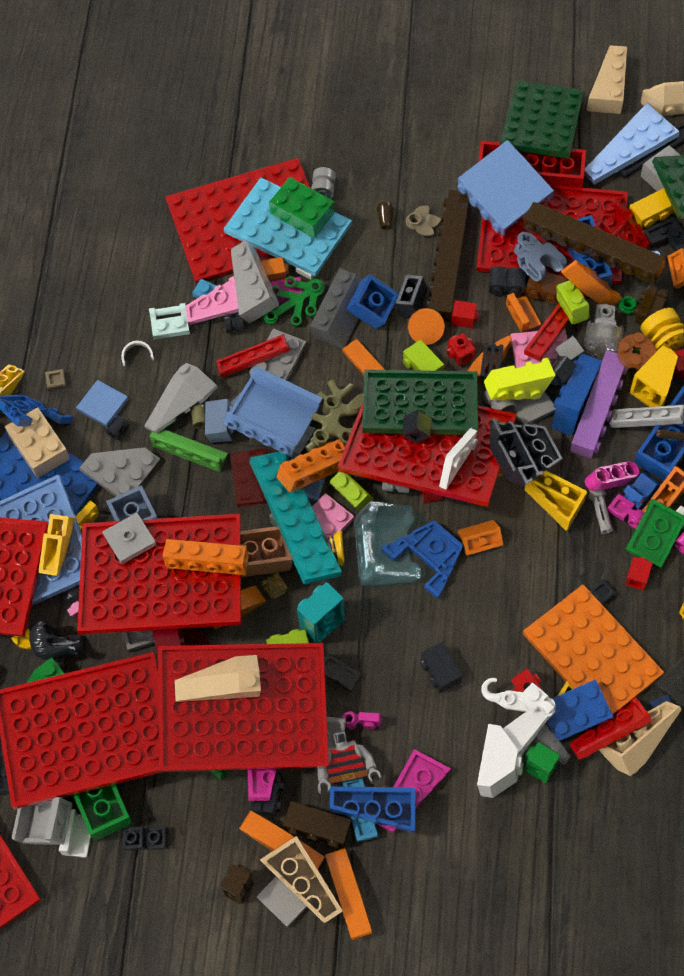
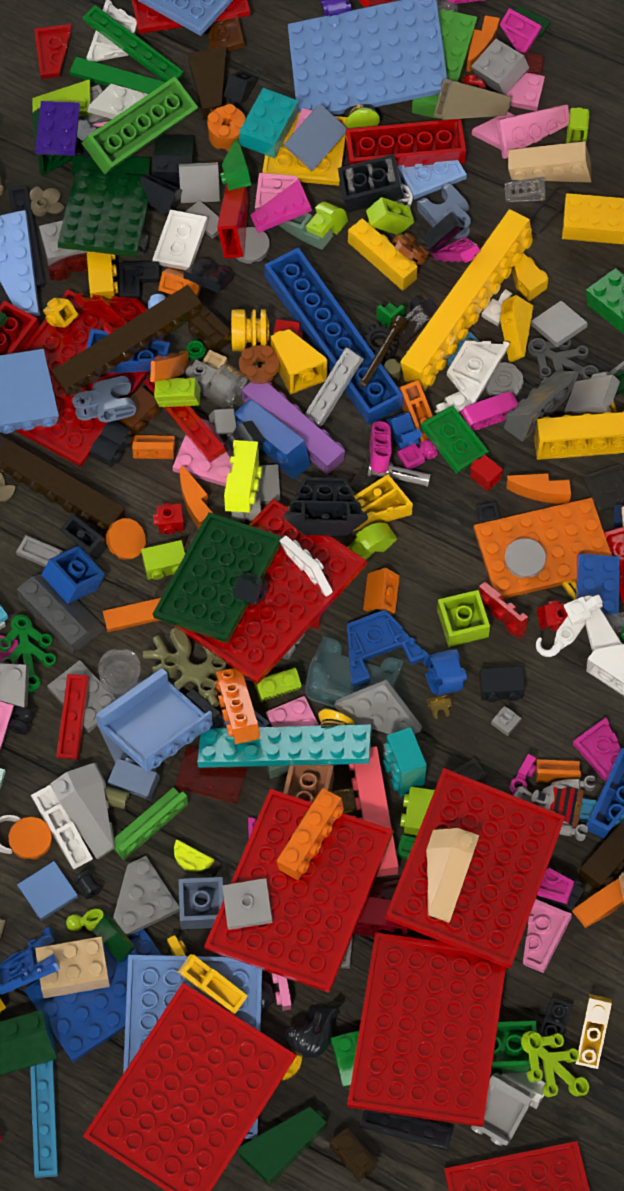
camera: 70 degrees left, 0 degrees up
(74, 462) = (114, 938): none -> dark green tile
(88, 443) = (89, 920): none -> lime plate
(98, 846) = (551, 1063): none -> lime plant
(140, 373) = (30, 838): none -> orange tile
(149, 874) = (594, 1031): none -> slope
(152, 392) = (61, 827): none -> white slope
(171, 491) = (190, 858): none -> neon yellow plate
(219, 797) = (544, 933): none -> bright pink wing
(267, 615) = (373, 805): none -> coral brick
(306, 370) = (119, 671): none -> clear brick
(364, 577) = (380, 708): none -> light grey plate
(381, 748) = (556, 770): none -> orange panel
(386, 272) = (36, 551): none -> light grey tile
(397, 623) = (438, 703): none -> clear yellow tile
(409, 686) = (506, 721): none -> light grey tile
(424, 614) = (444, 672): none -> blue brick
(464, 314) = (130, 497): red brick -> none
(485, 609) = (463, 618): none -> lime brick
(493, 348) = (189, 486): black tile -> none
(510, 639) = (507, 613): none -> red wing
(523, 507) = (373, 538): none -> lime brick
(569, 637) = (525, 558): none -> light grey tile
(594, 197) = (60, 312): none -> yellow brick
(625, 320) = (214, 360): none -> tan plate
(646, 181) = (62, 267): none -> clear red slope
(649, 625) = (540, 488): none -> orange slope

